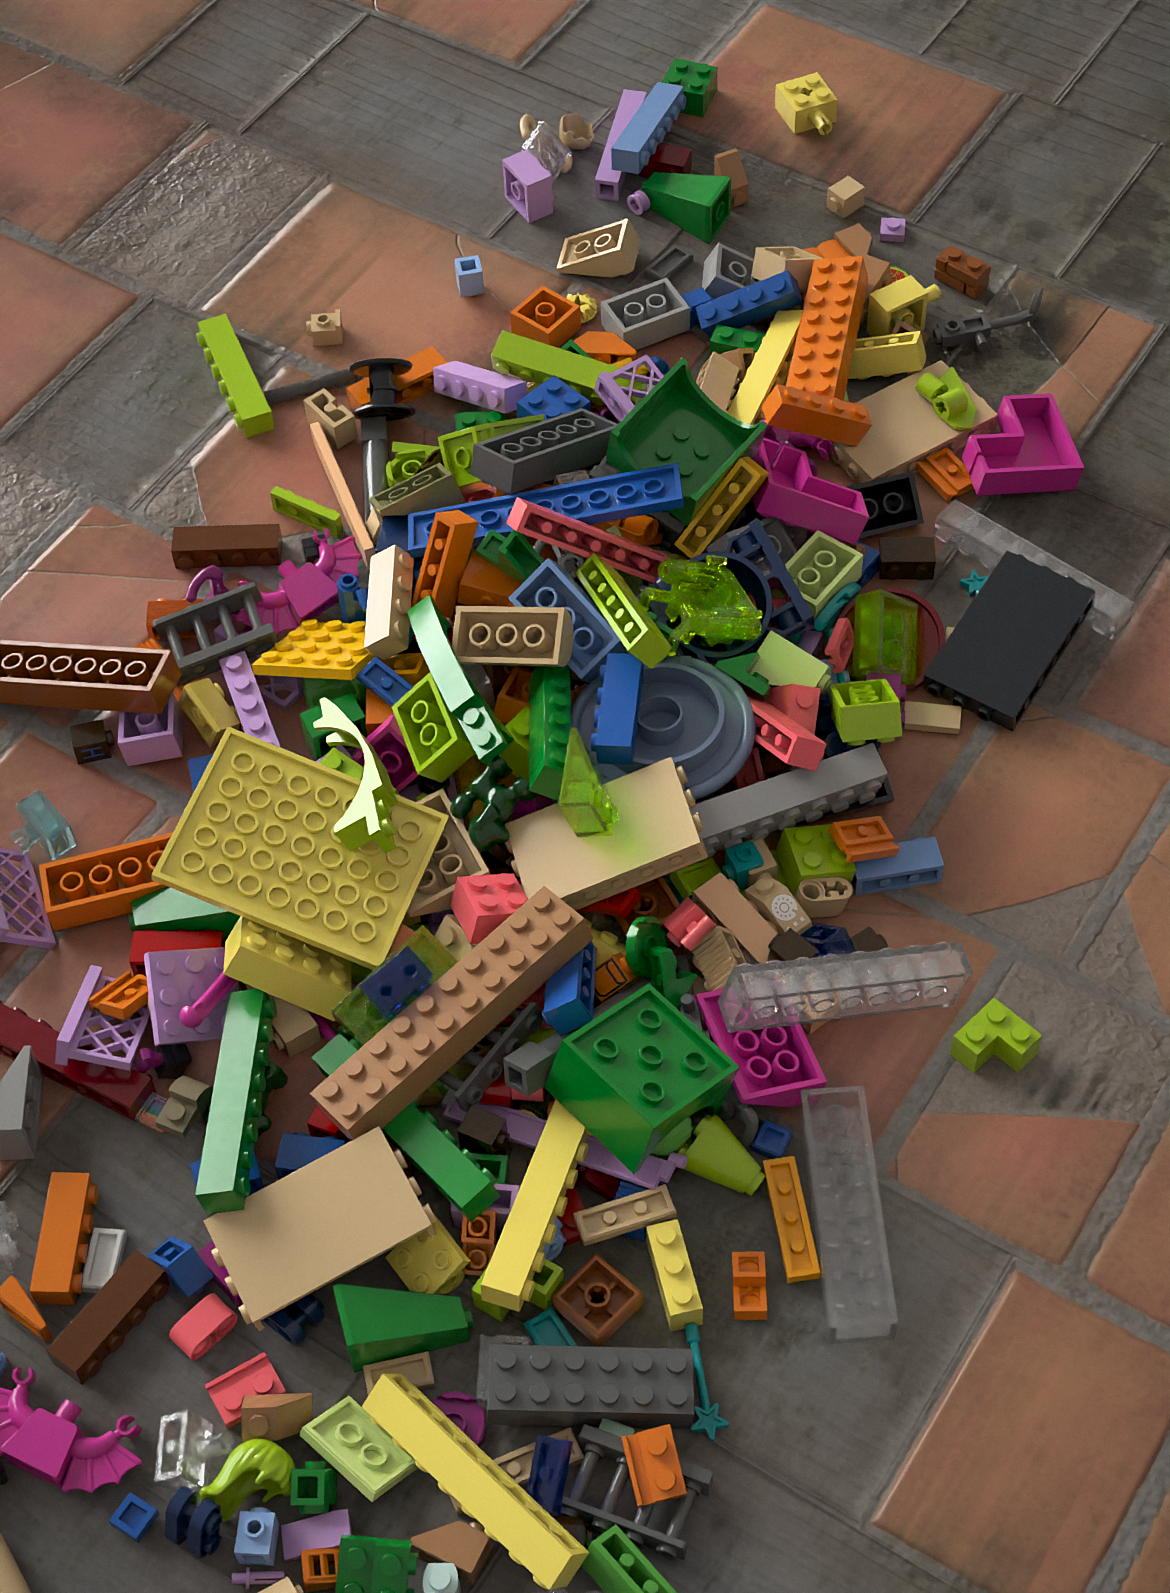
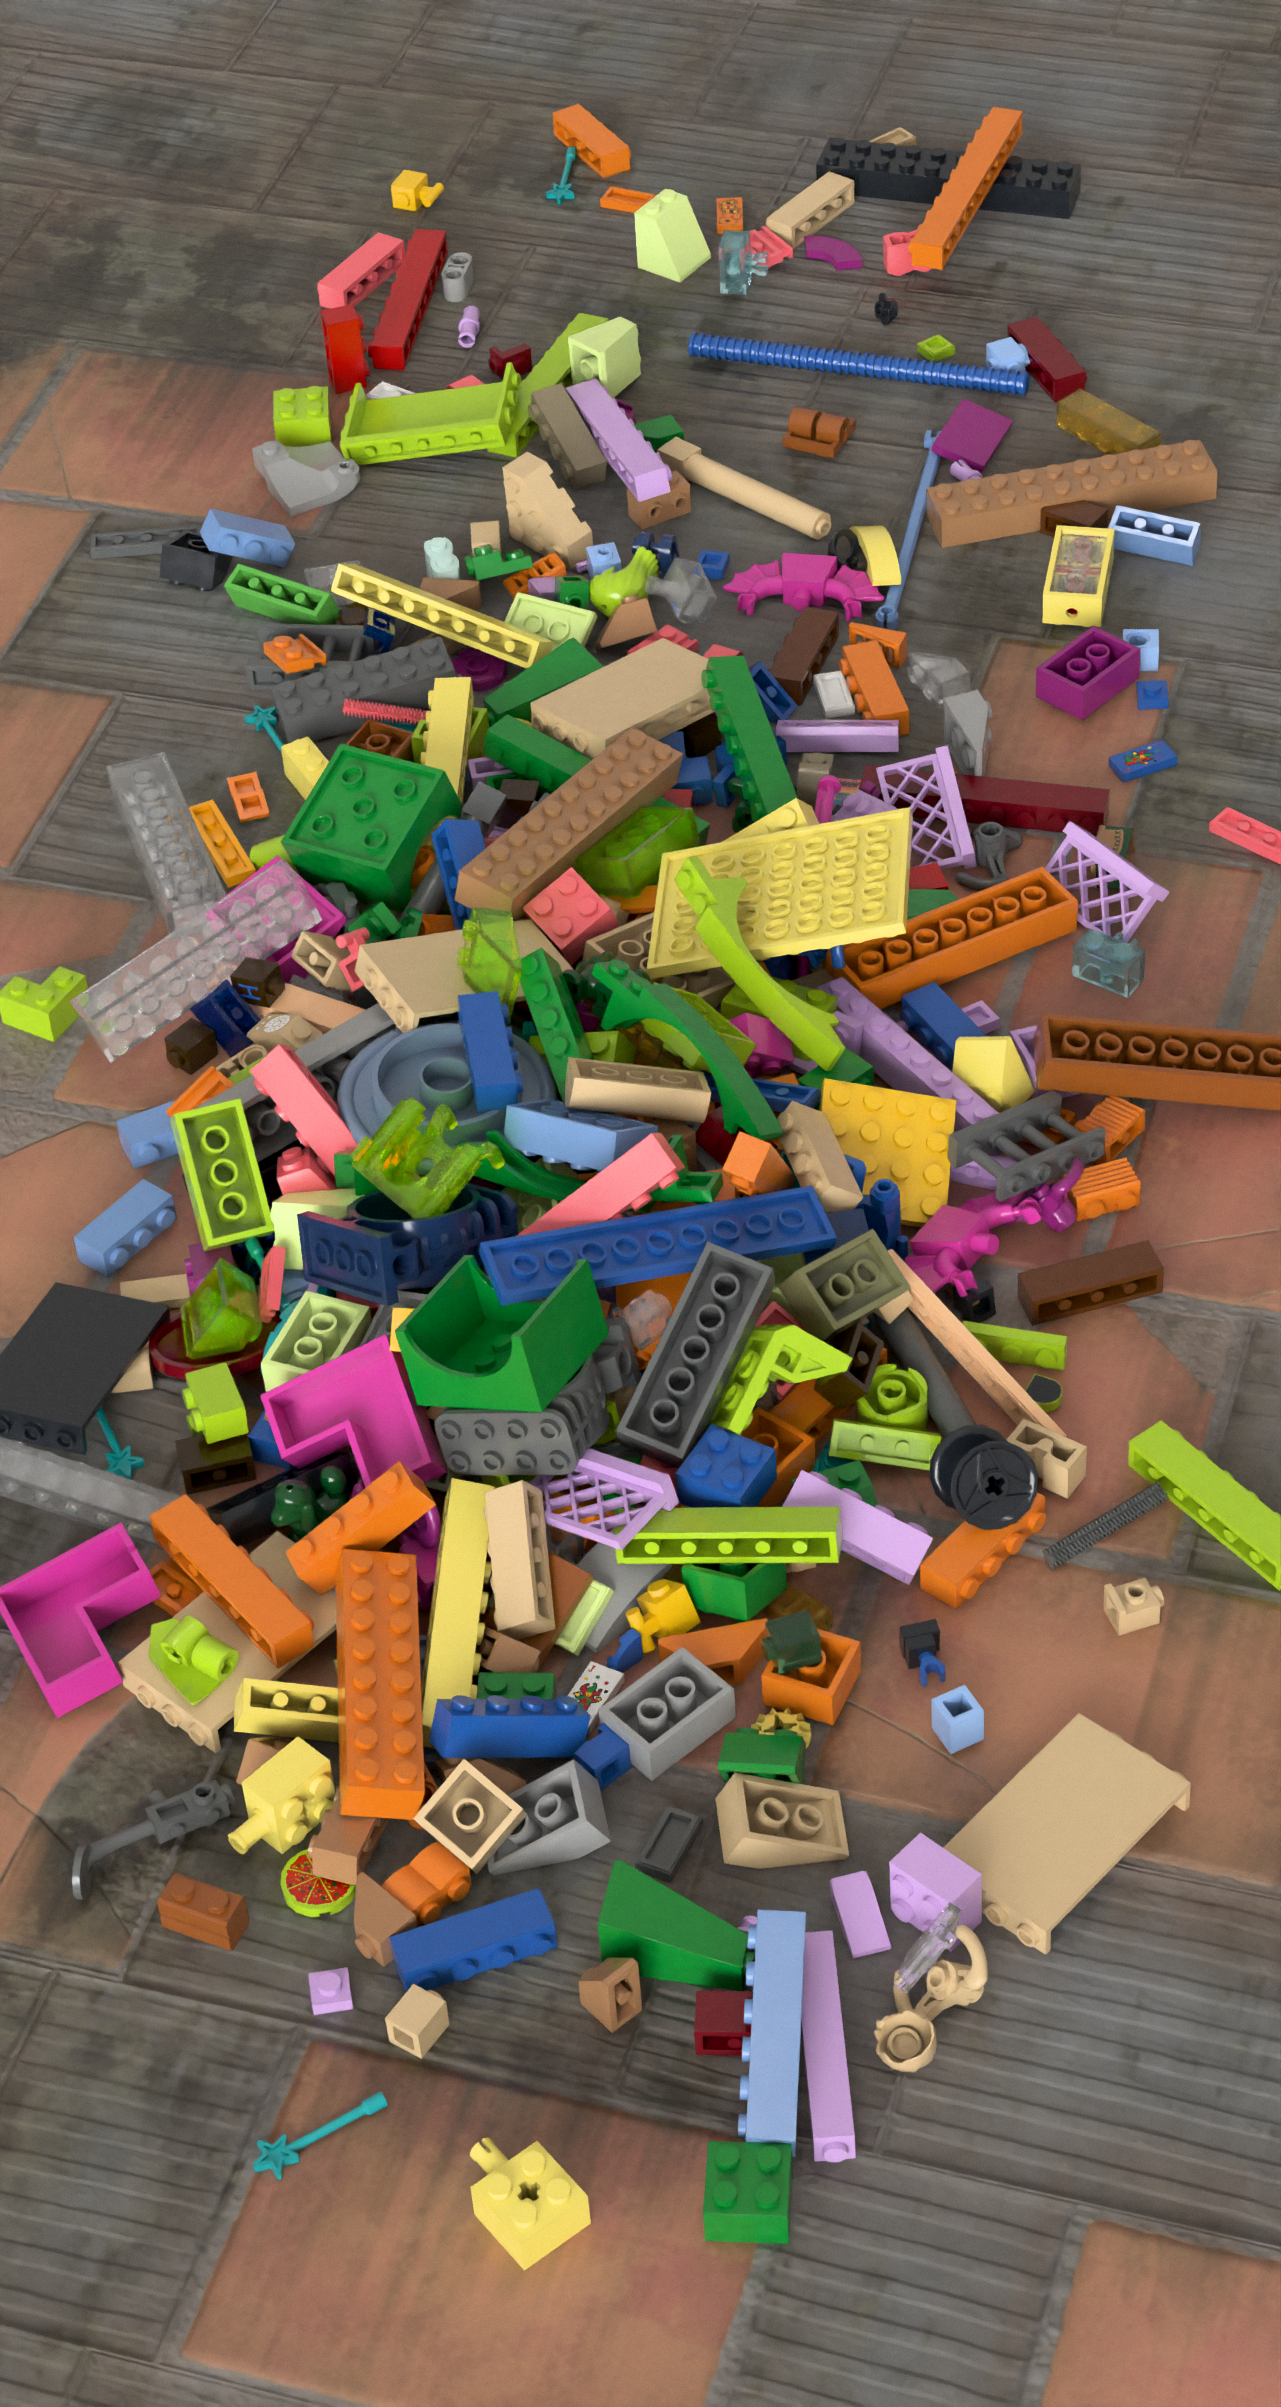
camera: 165 degrees right, 10 degrees down
(66, 984) = (991, 848): none -> dark grey piece
(121, 996) = (926, 827): orange plate -> none
(133, 1178) = (839, 735): none -> lavender fence
(177, 801) = (982, 1016): none -> lavender plate
(268, 1141) = (719, 786): none -> blue plate
(305, 481) = (1045, 1392): none -> black tile
(397, 983) = (632, 818): clear blue brick -> none
(437, 216) = (1064, 1826): none -> tan panel
(469, 332) = (919, 1647): none -> black piece
(555, 304) = (792, 1642): none -> clear green brick
(560, 1332) = (383, 711): none -> coral axle
(573, 207) = (859, 1914): none -> lavender slope
(598, 267) = (763, 1755): none -> green slope
(623, 611) = (511, 1118): lime brick -> none
(692, 349) = (595, 1689): none -> white tile
(799, 227) = (474, 1941): none -> blue brick
(855, 461) = (298, 1505): none -> dark green animal
(901, 561) = (214, 1404): none -> lime brick
(912, 435) = (233, 1580): none -> orange brick
(936, 162) = (281, 2153): none -> teal piece
(948, 774) = (125, 1228): none -> medium blue brick

